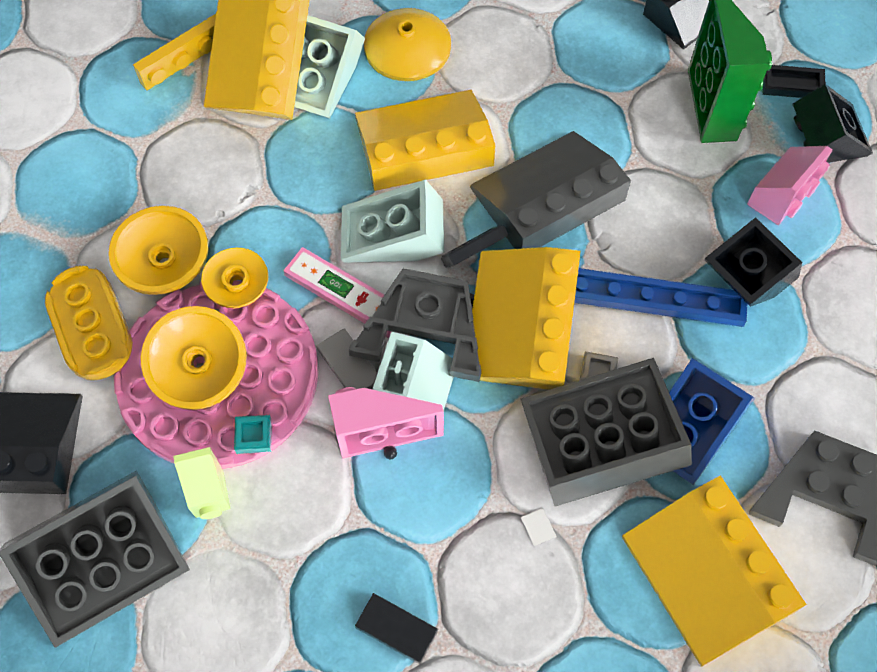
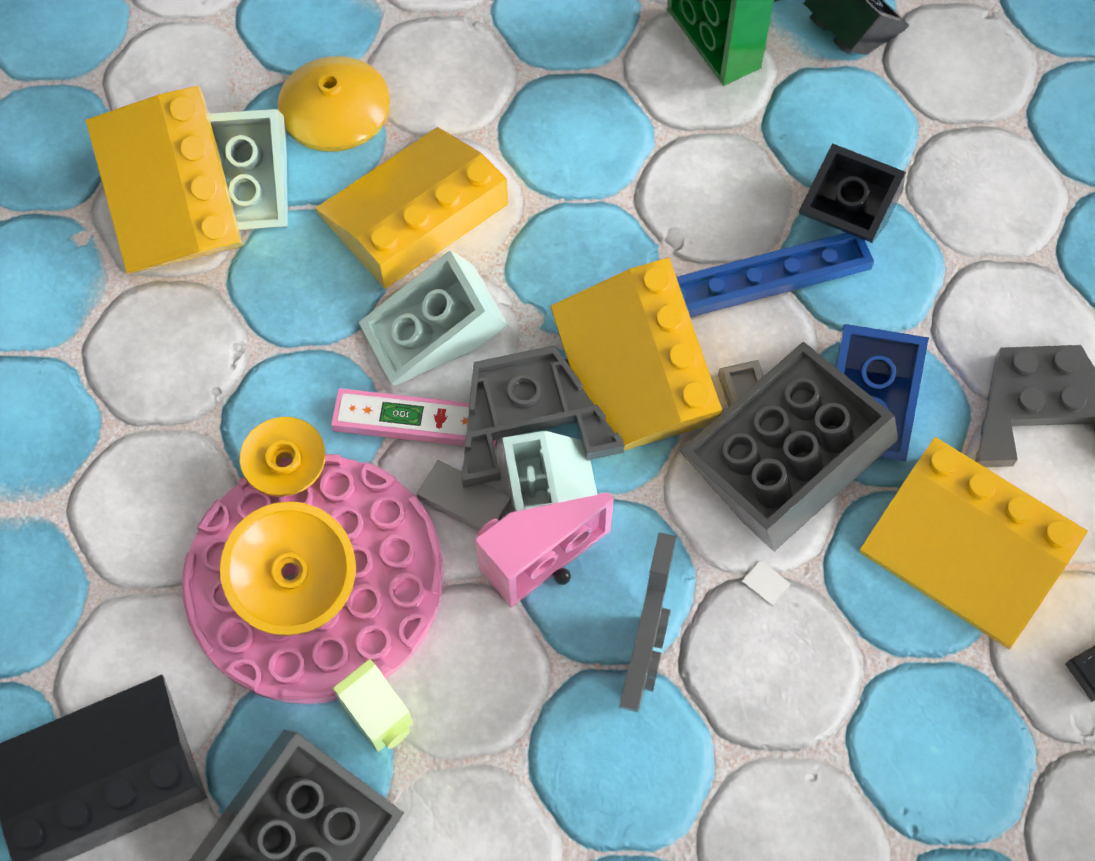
camera: 25 degrees left, 0 degrees up
(88, 323) = (127, 587): yellow tile -> none
(156, 235) = (158, 446): yellow dish -> none
(176, 54) = (63, 221): yellow plate -> none
(253, 434) = (398, 625): teal tile -> none
(396, 628) = (673, 764): black tile -> none
(423, 523) = (651, 629): none -> dark grey wing
(474, 246) = (537, 303): black tile -> none
(552, 190) = (589, 205): dark grey slope -> none
(789, 182) = (845, 90): bright pink slope -> none

